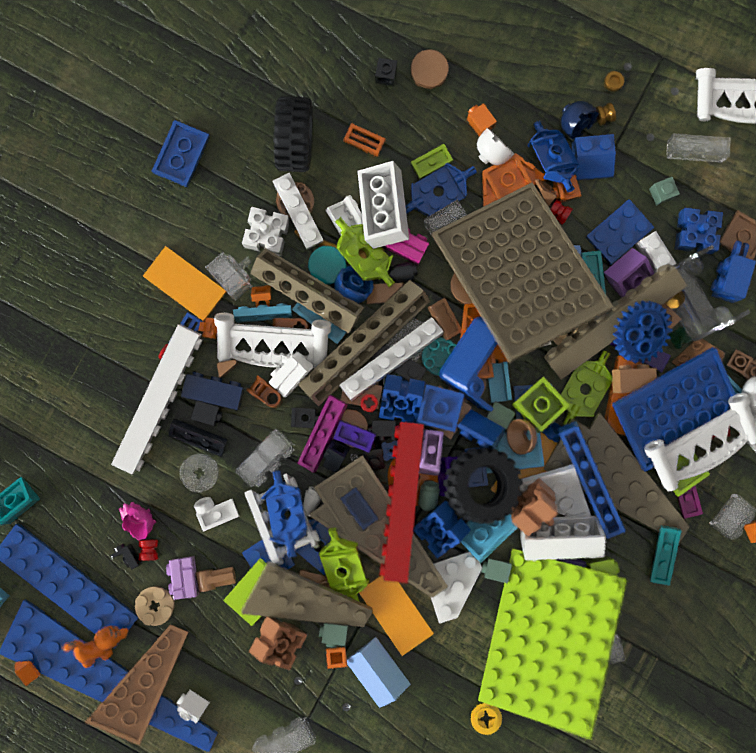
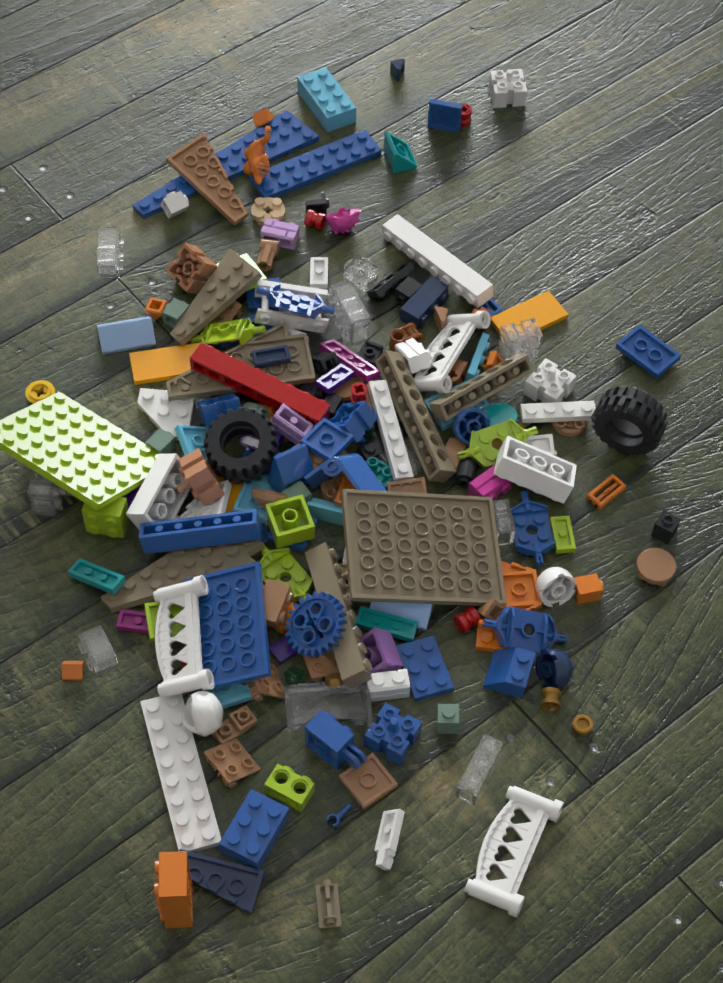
camera: 110 degrees right, 30 degrees down
(204, 505) = (332, 265): white tile -> none

